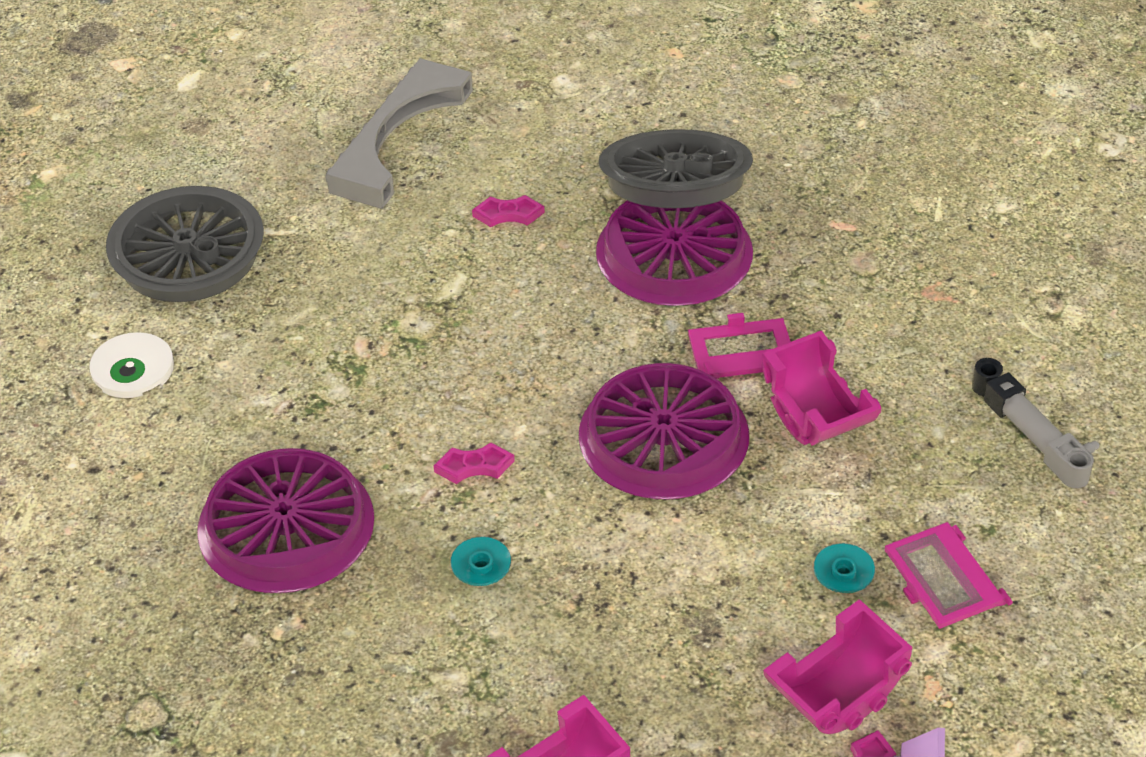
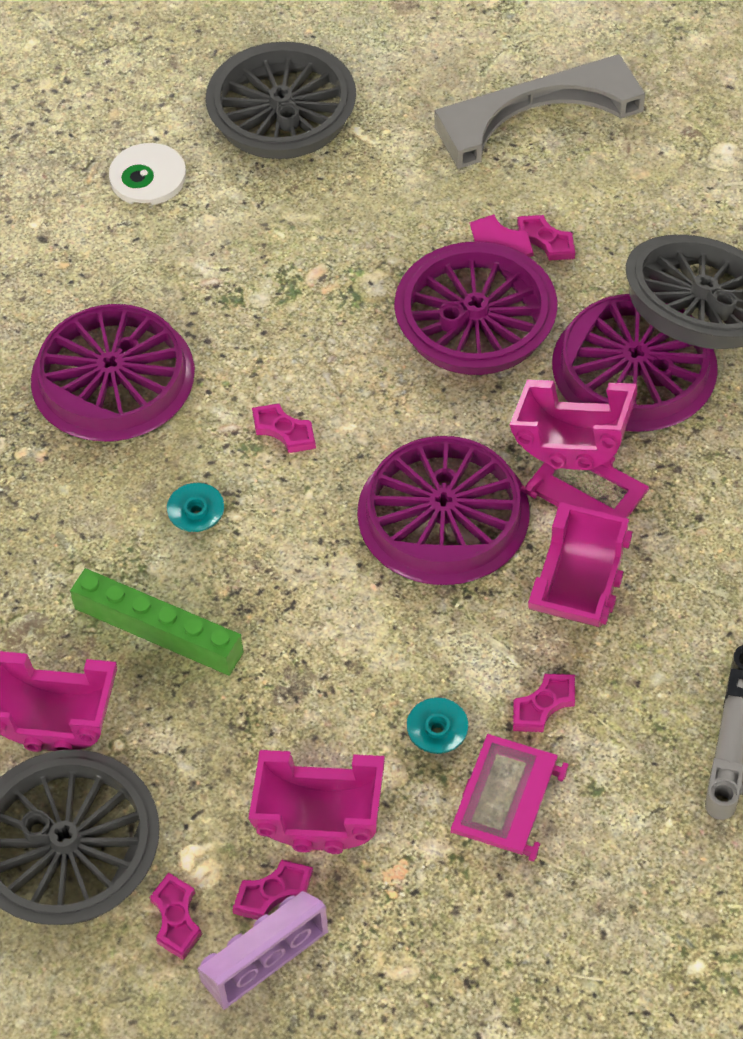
camera: 45 degrees right, 10 degrees up
(468, 232) = (491, 231): none -> dark pink tile
(511, 292) = (475, 309): none -> magenta piece
(553, 659) = (157, 621): none -> bright green brick
(706, 309) = (571, 432): none -> dark pink cylinder
(889, 513) = (534, 710): none -> dark pink tile

